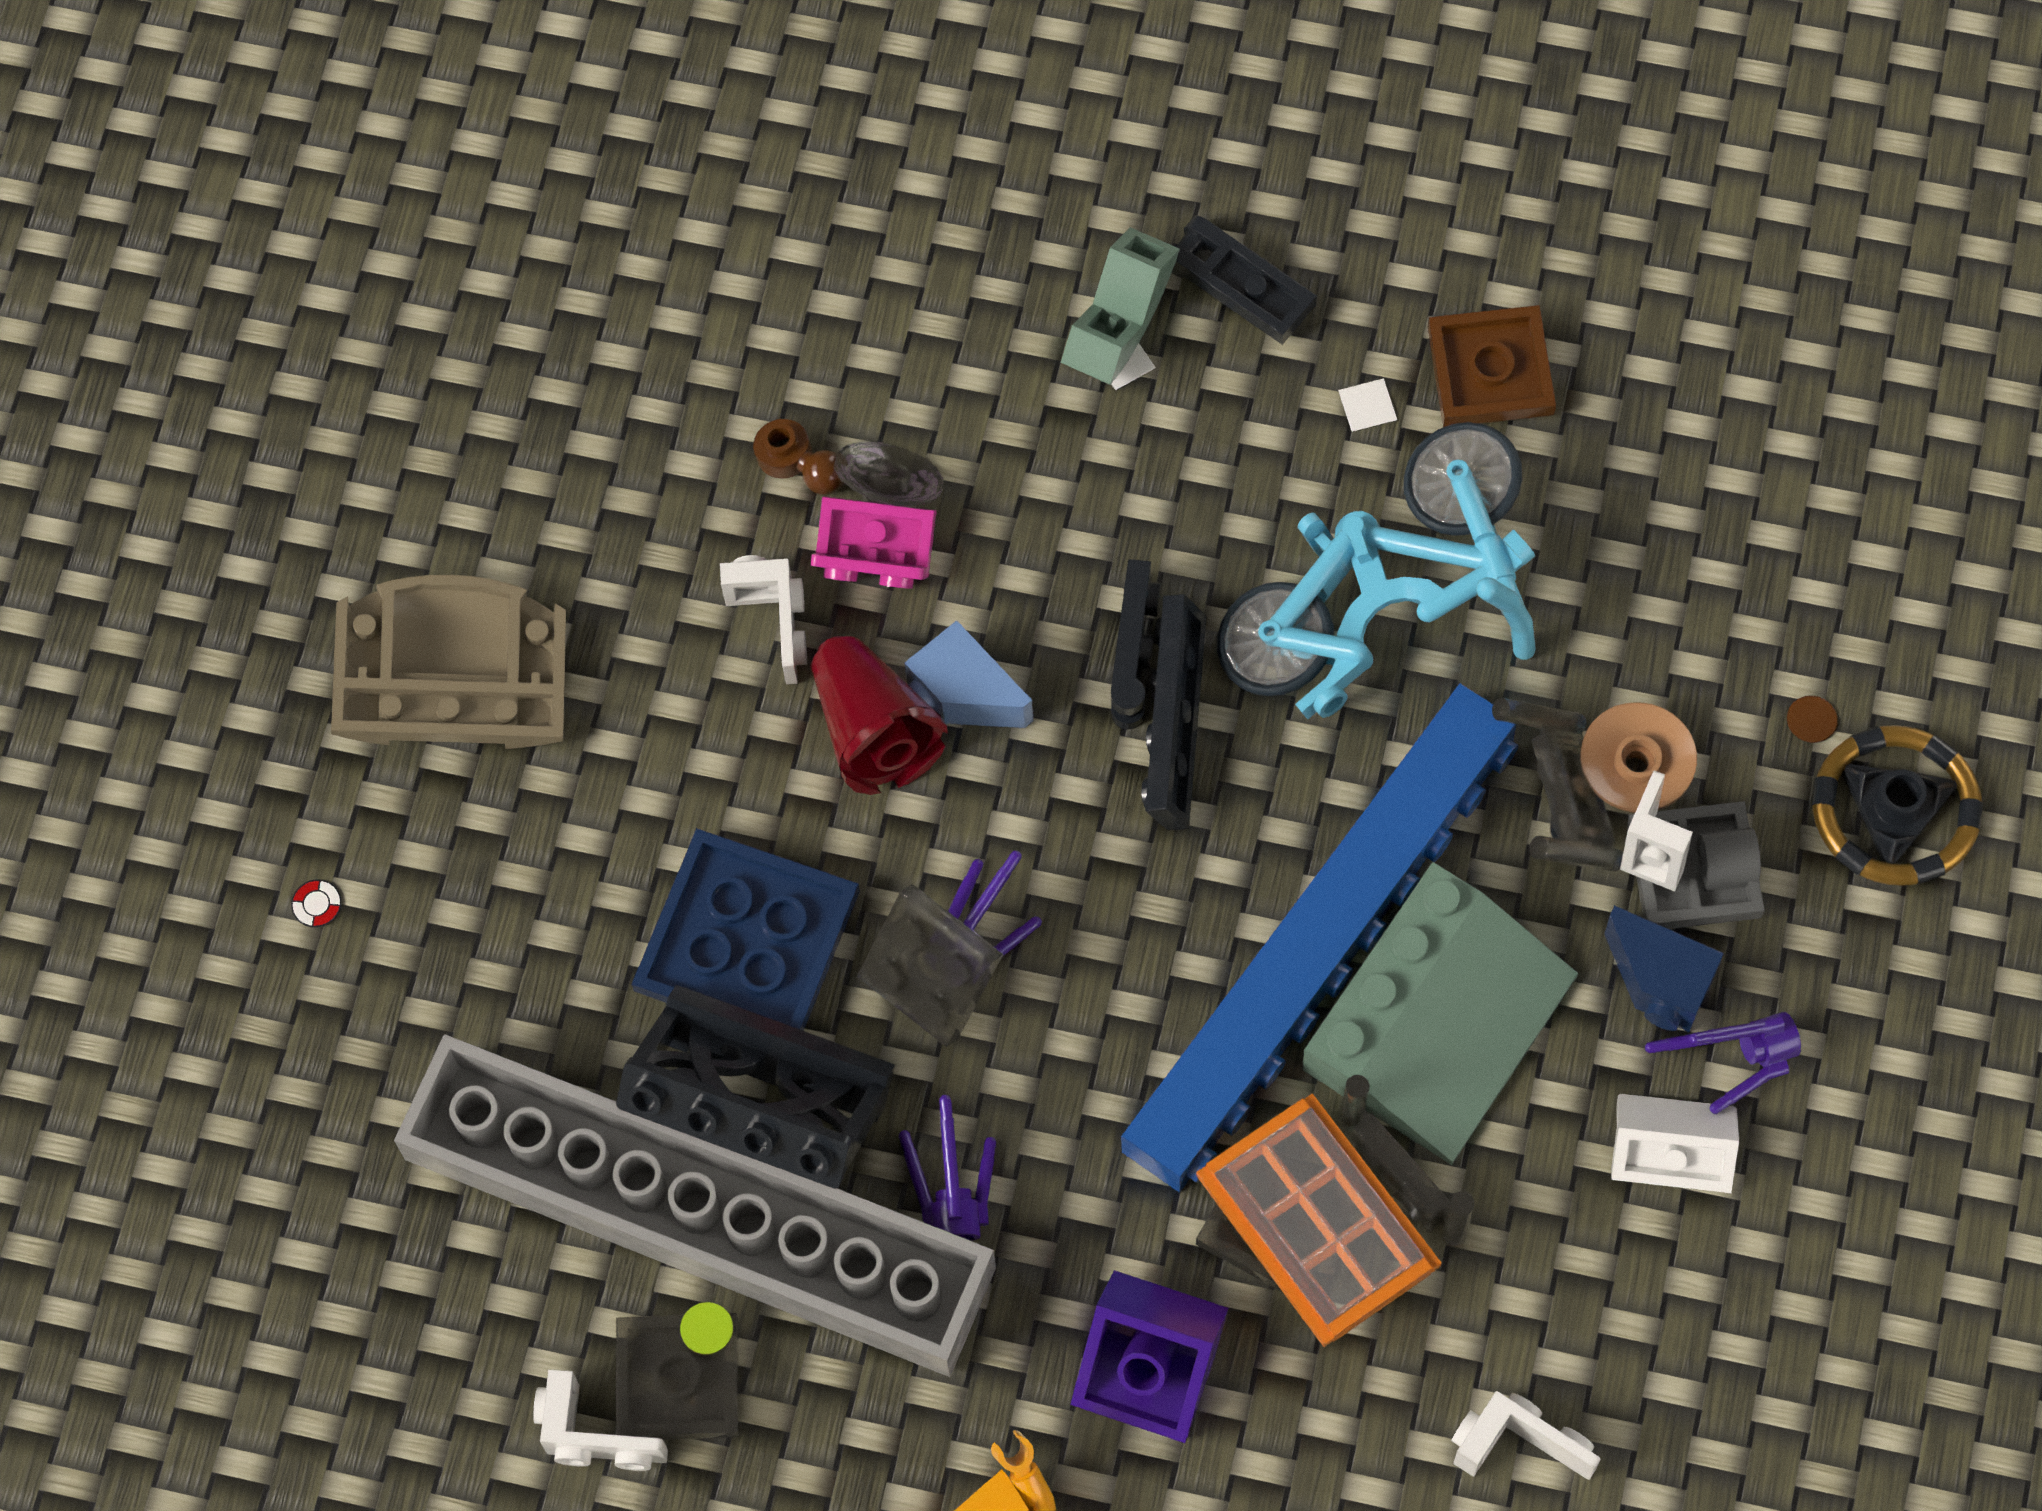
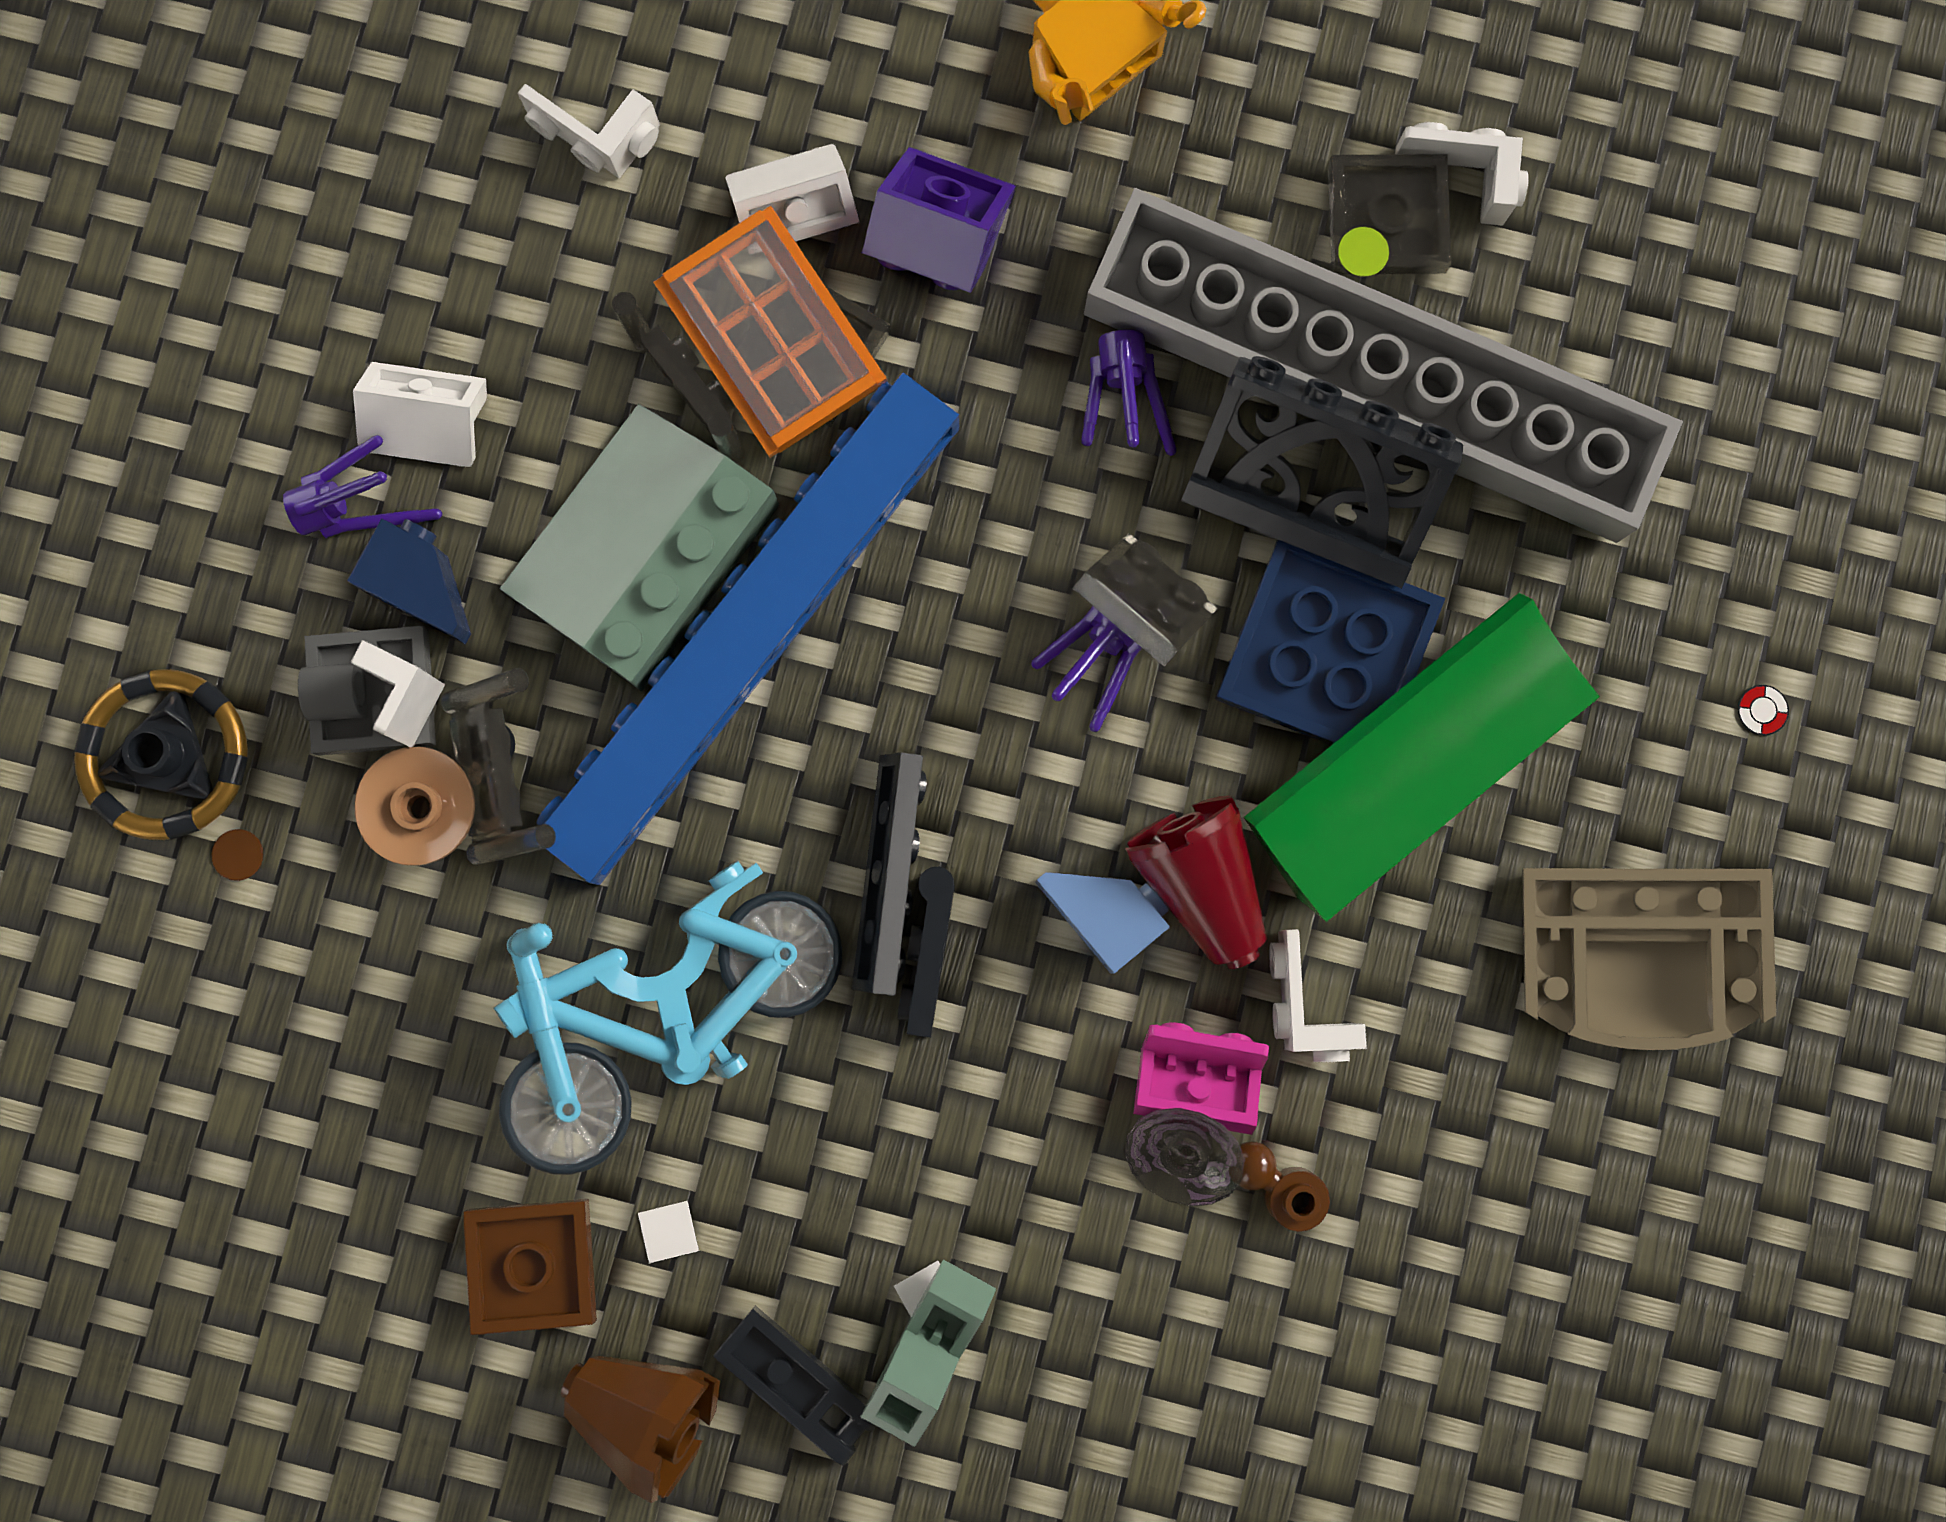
camera: 175 degrees right, 15 degrees up
(658, 826) = (1421, 758): none -> green arch
(1306, 1385) = (804, 190): none -> white panel
(1380, 243) = (640, 1418): none -> reddish brown cone

